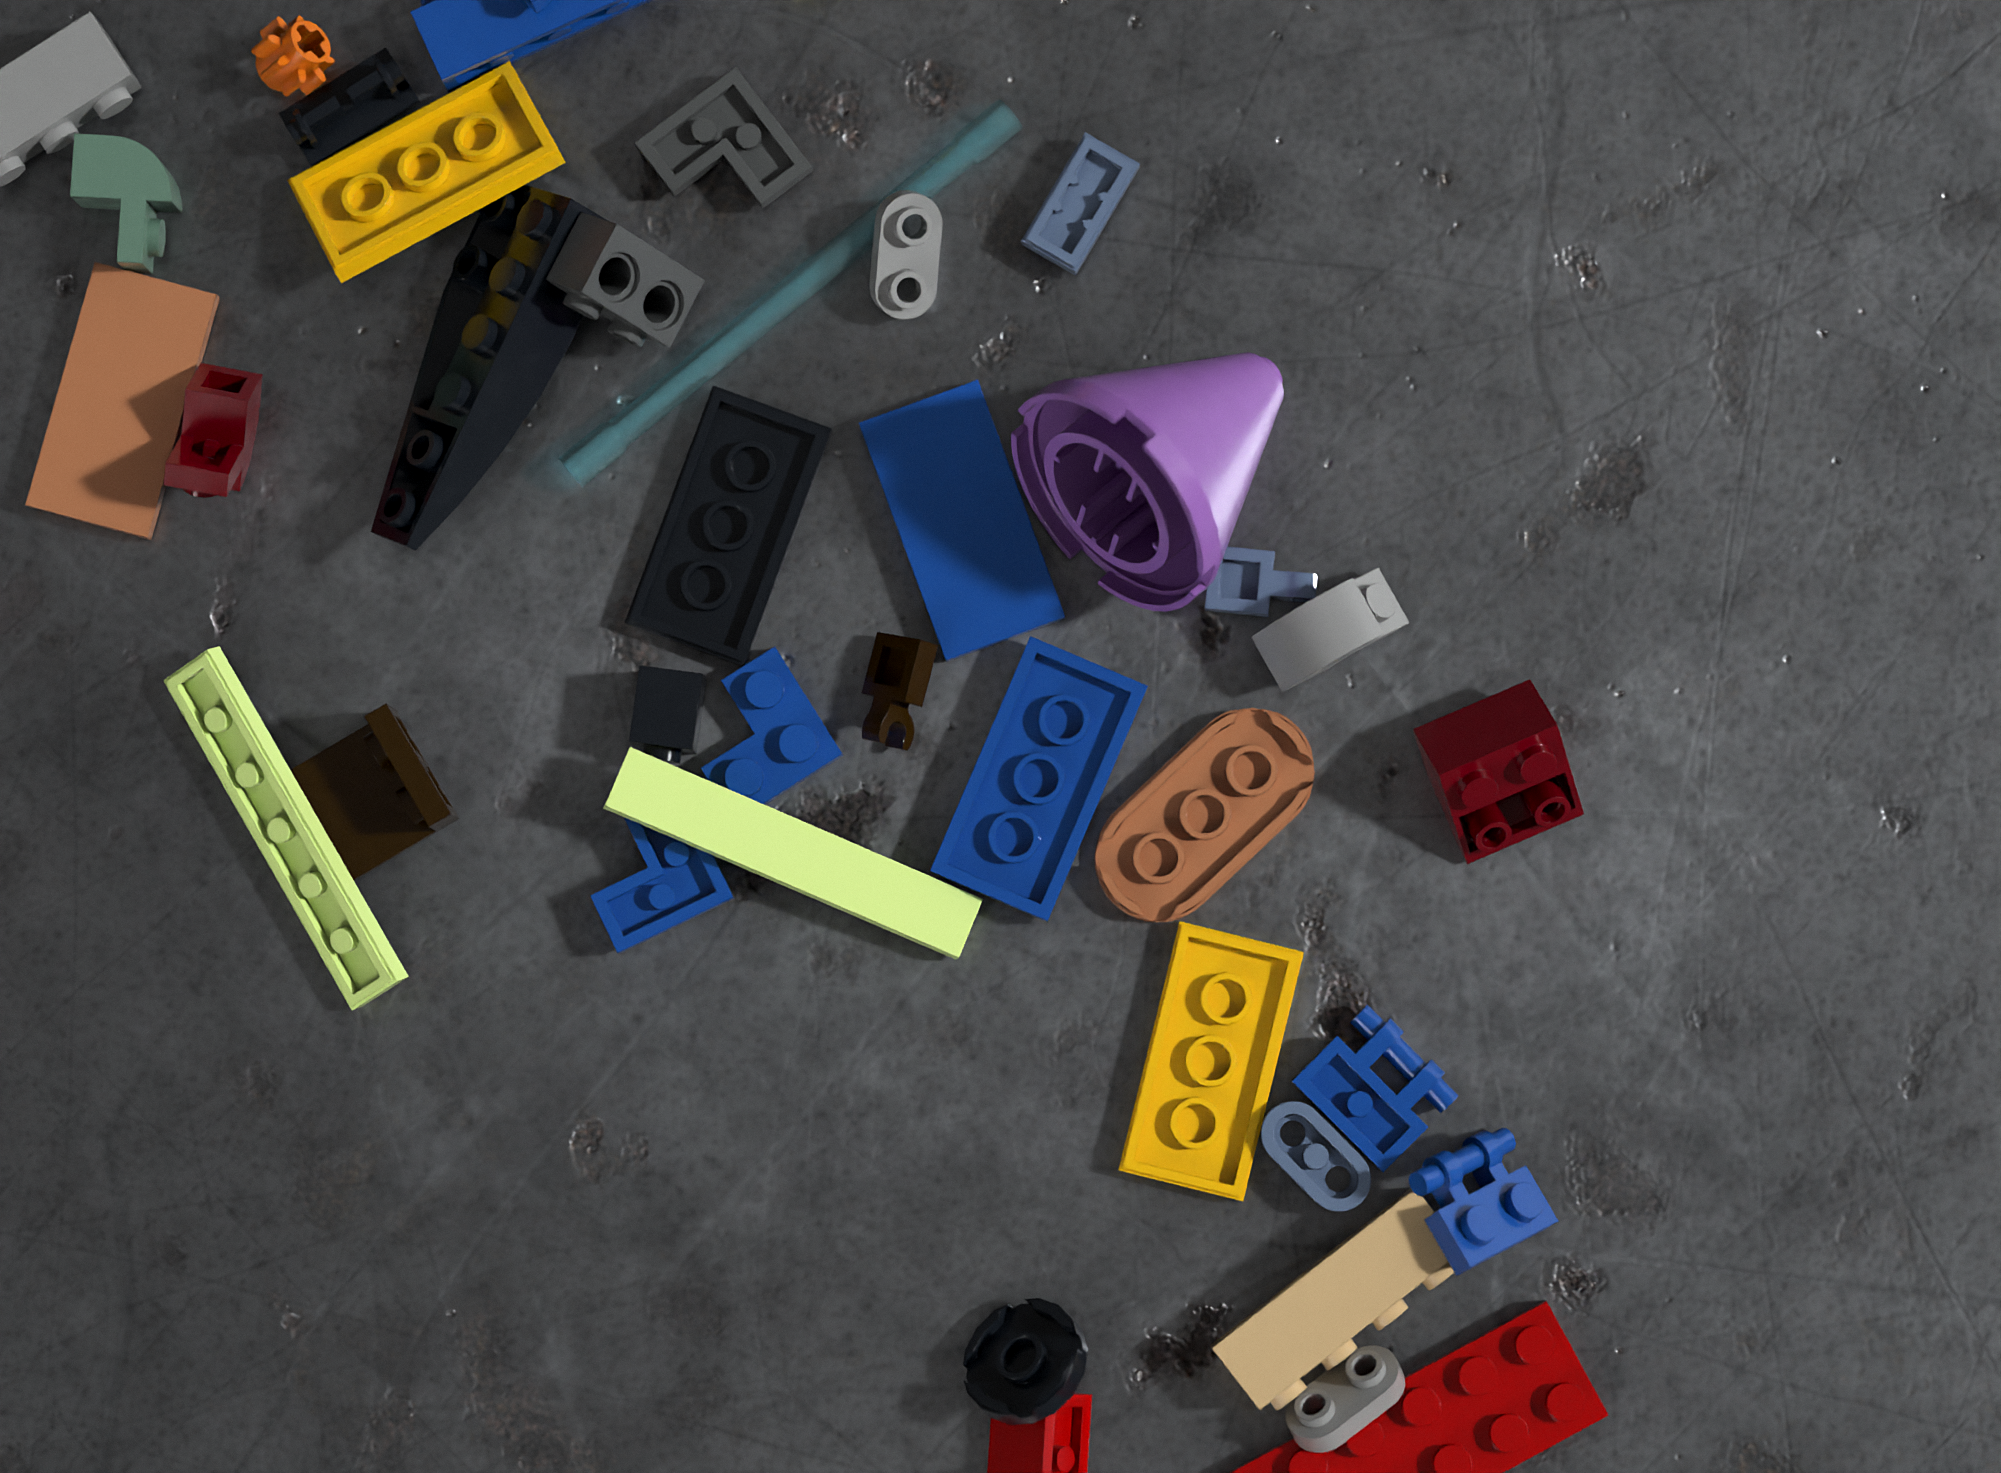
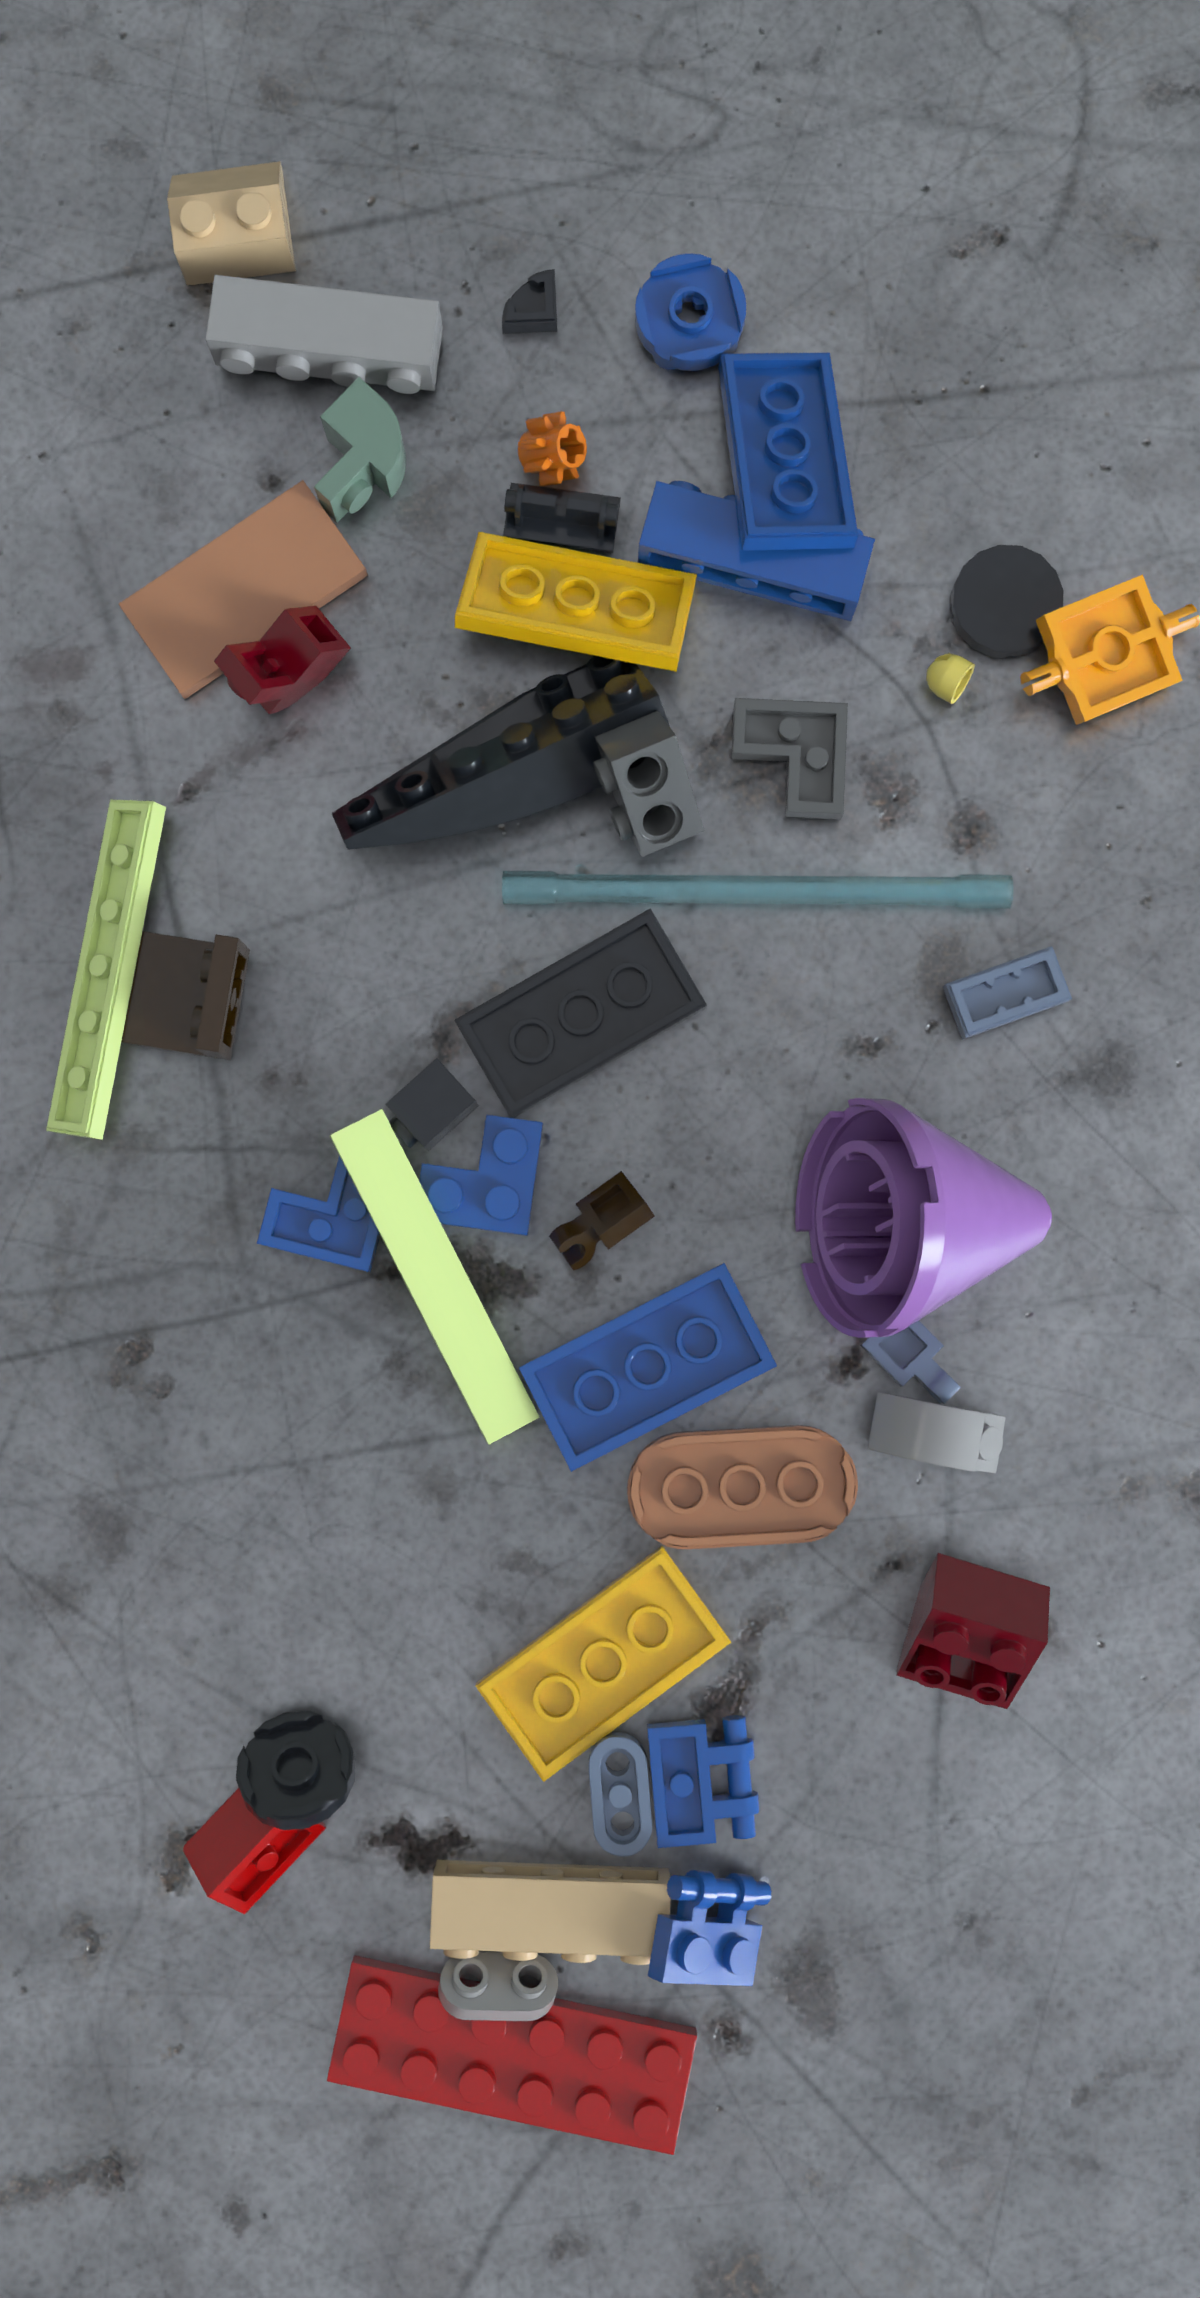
camera: 35 degrees right, 0 degrees up
(905, 256) = (854, 926): light grey plate -> none
(962, 520) = (743, 1143): blue tile -> none

